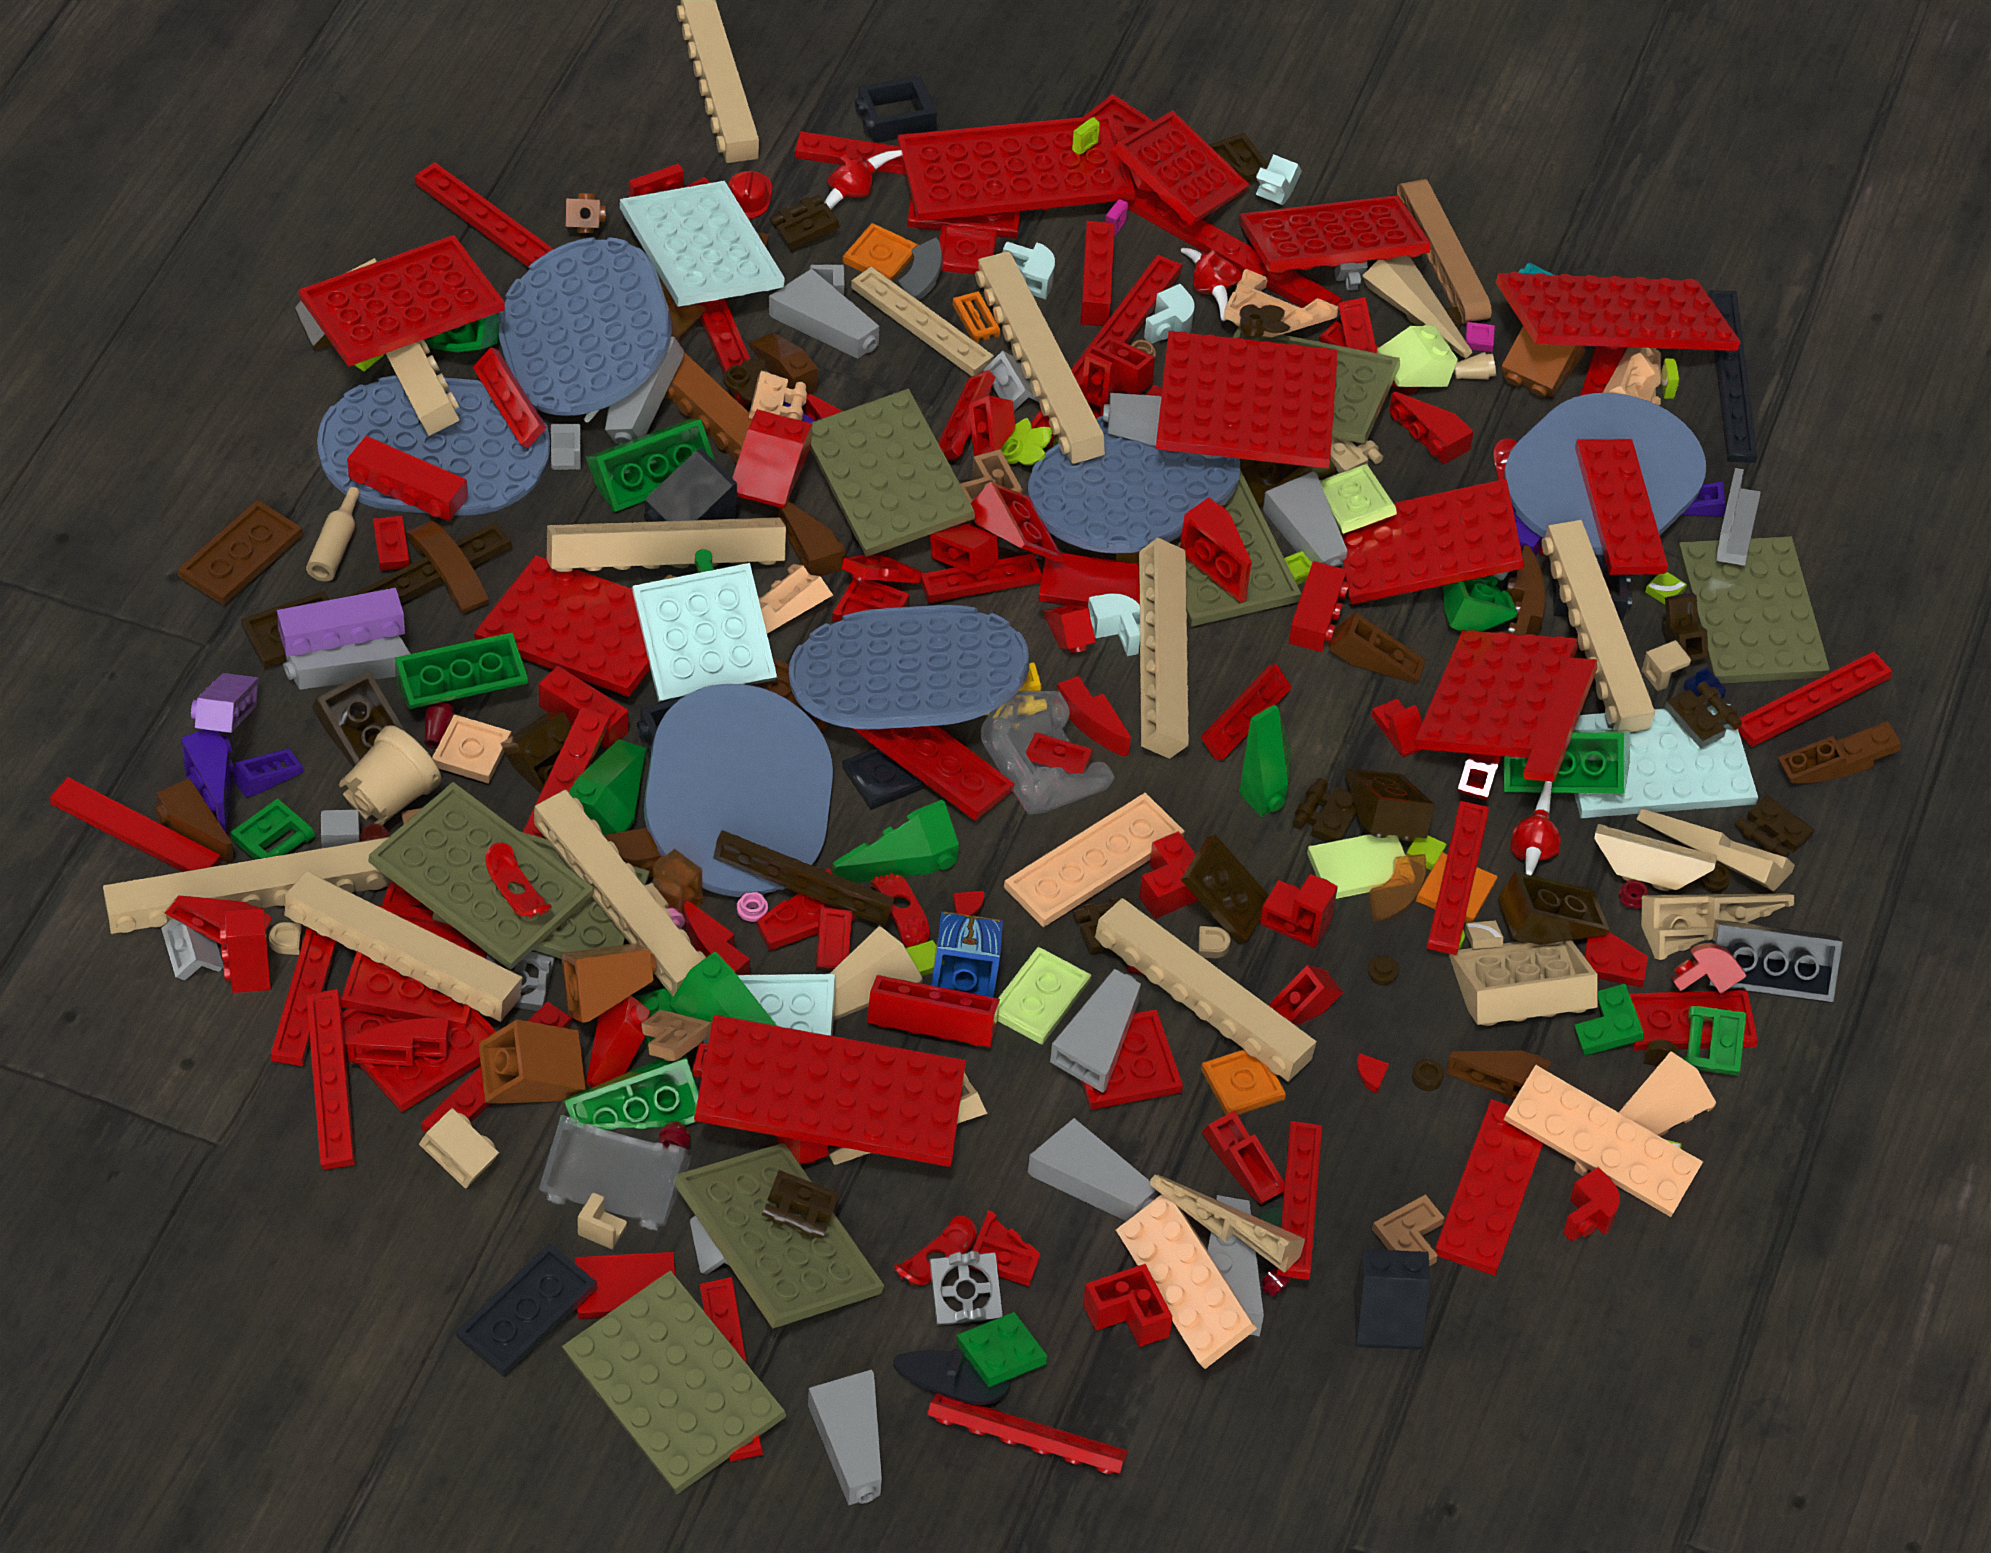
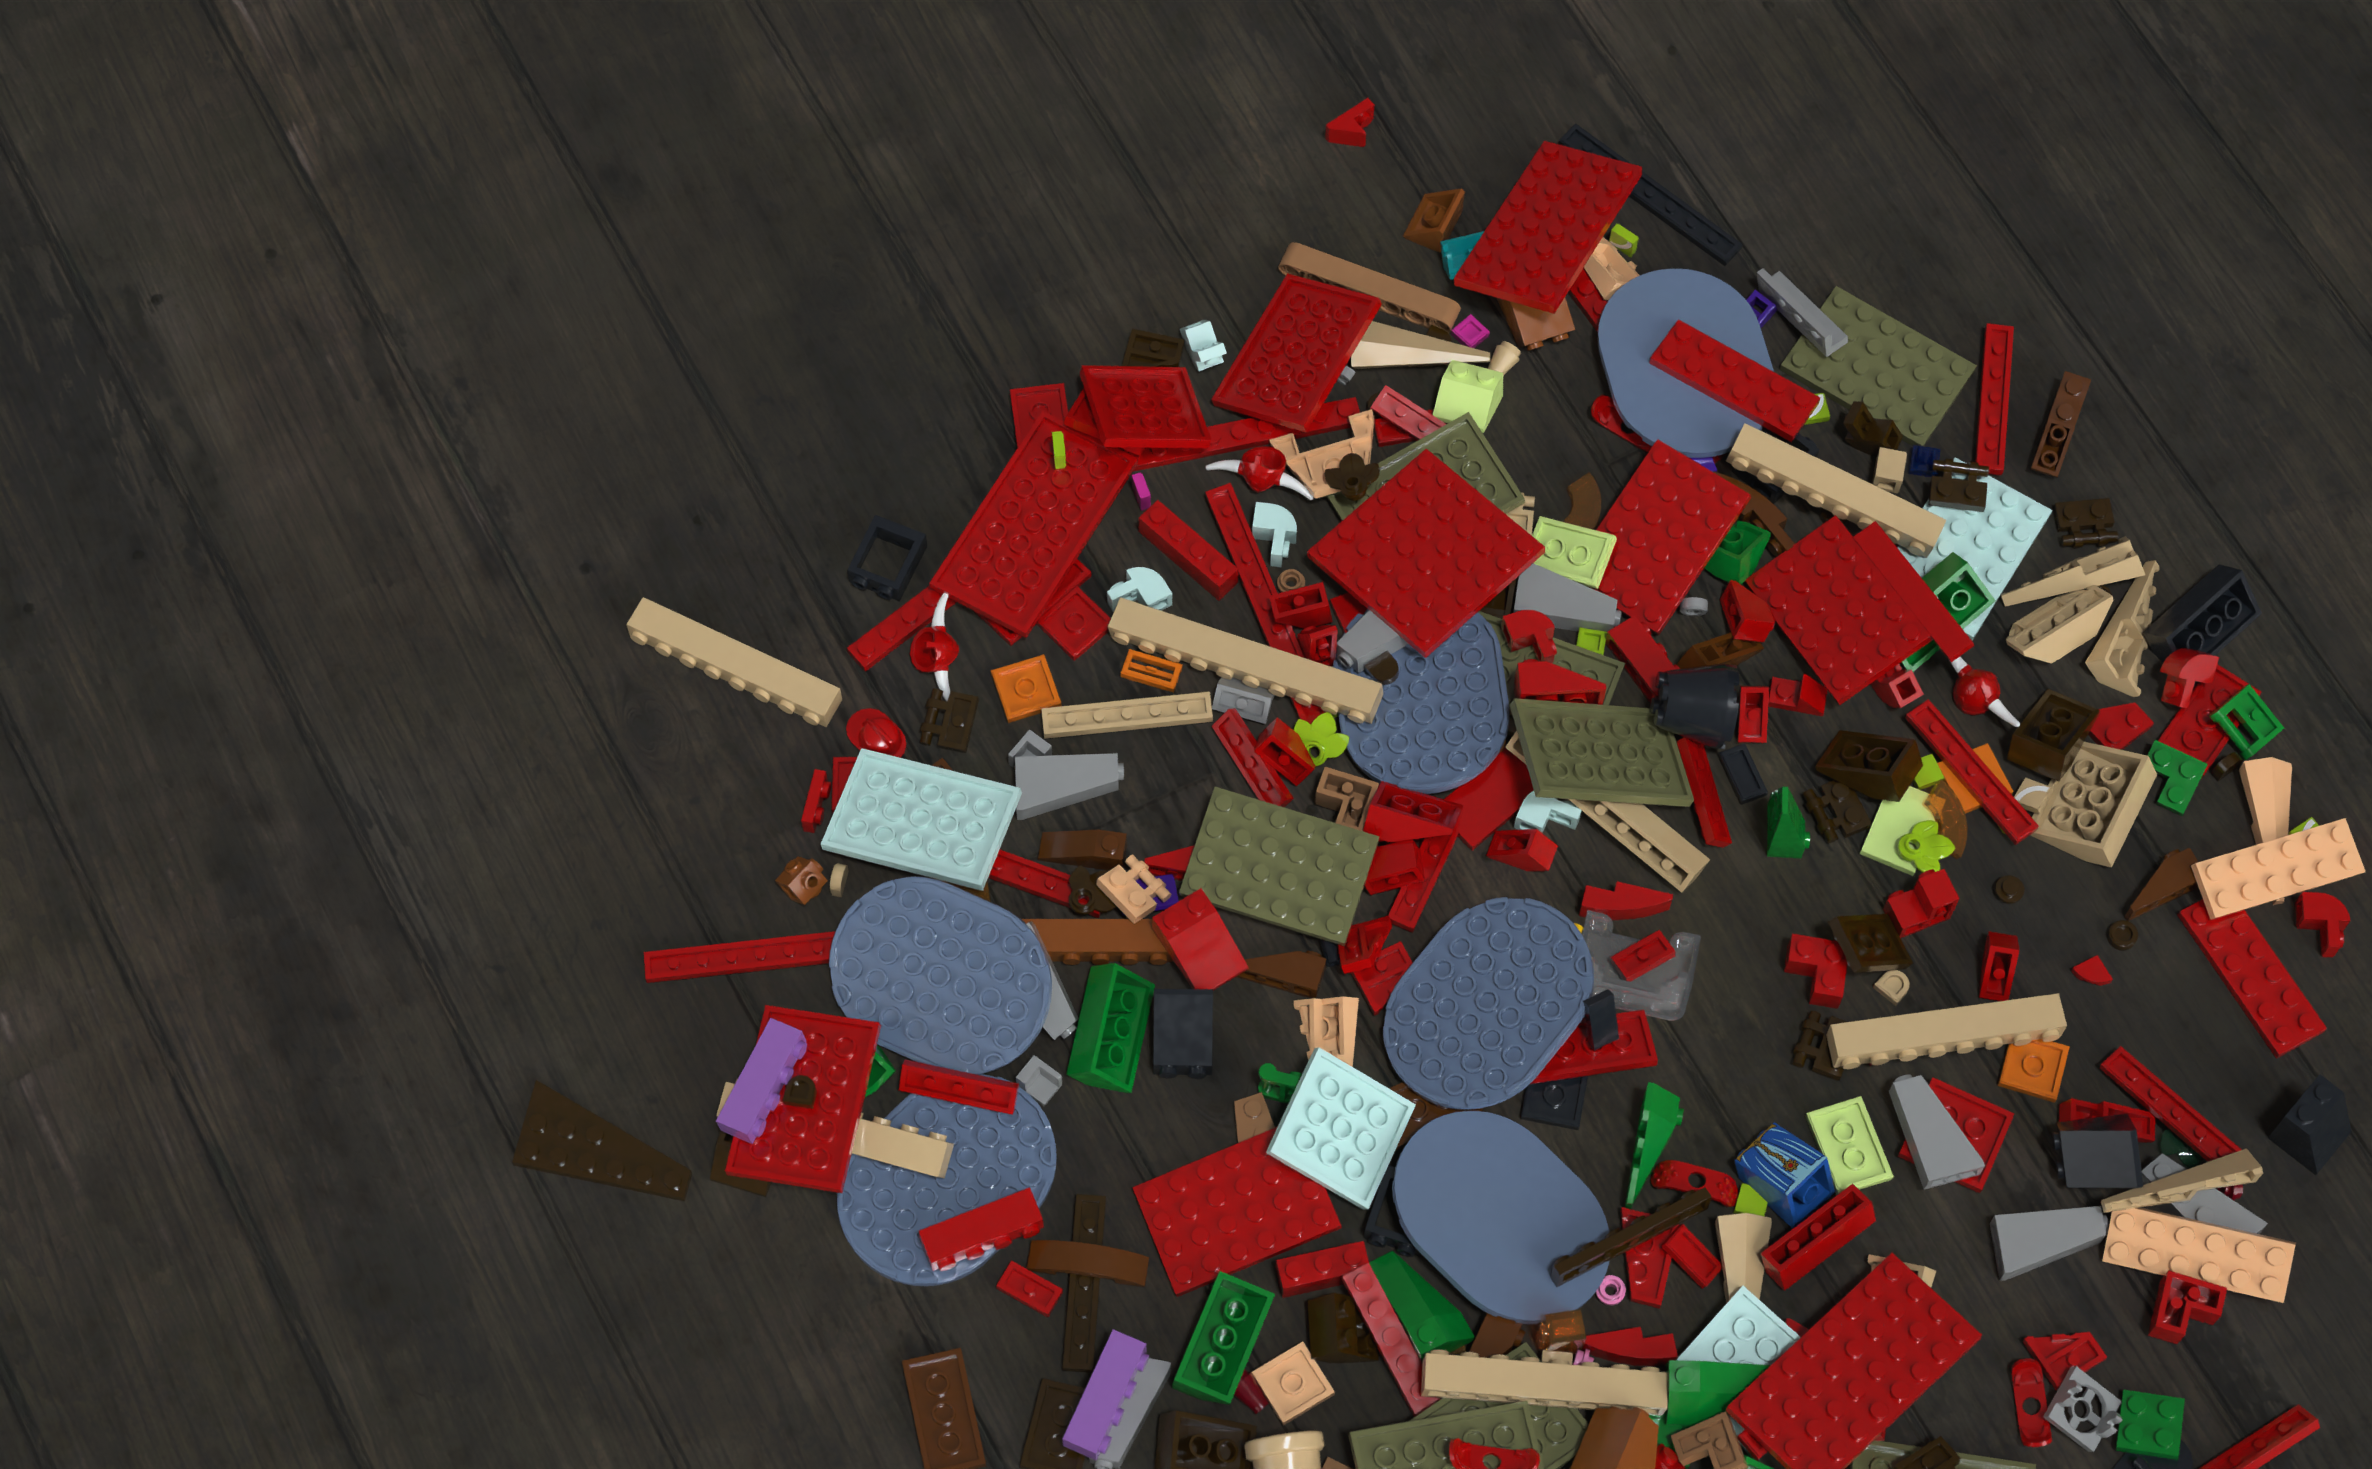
camera: 45 degrees left, 15 degrees up
(251, 226) = (580, 1145): none -> dark brown wing
(333, 540) = (990, 1329): tan piece -> none
(387, 260) = (761, 1081): none -> medium lavender brick
(401, 290) = (800, 1092): none -> dark brown tile
(608, 230) = (838, 879): none -> tan tile
(664, 543) = (1215, 1085): tan brick -> none
(925, 269) = (1076, 670): dark grey tile -> none
(966, 741) = (1601, 1019): none -> black tile
(968, 902) = (1727, 1132): red tile -> none
(1091, 860) = (1757, 1009): light nougat plate -> none
(1125, 441) = (1383, 669): none -> dark brown tile
(1197, 607) = (1600, 753): none -> olive plate
(1203, 1153) = (2098, 1153): none -> black slope
(1256, 509) = (1528, 629): none -> red brick
(1298, 726) = (1742, 774): none -> black tile
(1310, 646) = (1698, 703): none -> black cone
(1349, 696) = (1753, 714): none -> red slope
(1358, 884) = (1929, 846): none -> lime plate
(1401, 610) = (1694, 606): none -> light grey tile
(1406, 1226) = (2249, 1067): medium nougat plate -> none
(1418, 486) = (1585, 502): none -> clear orange tile
(1430, 646) = (1746, 613): none -> red slope
(1434, 427) = (1539, 439): red slope -> none
(1554, 257) = (1435, 218): none -> dark orange slope
(1566, 155) = (1348, 126): none -> red slope
(1630, 889) = (2073, 659): dark red plate -> none

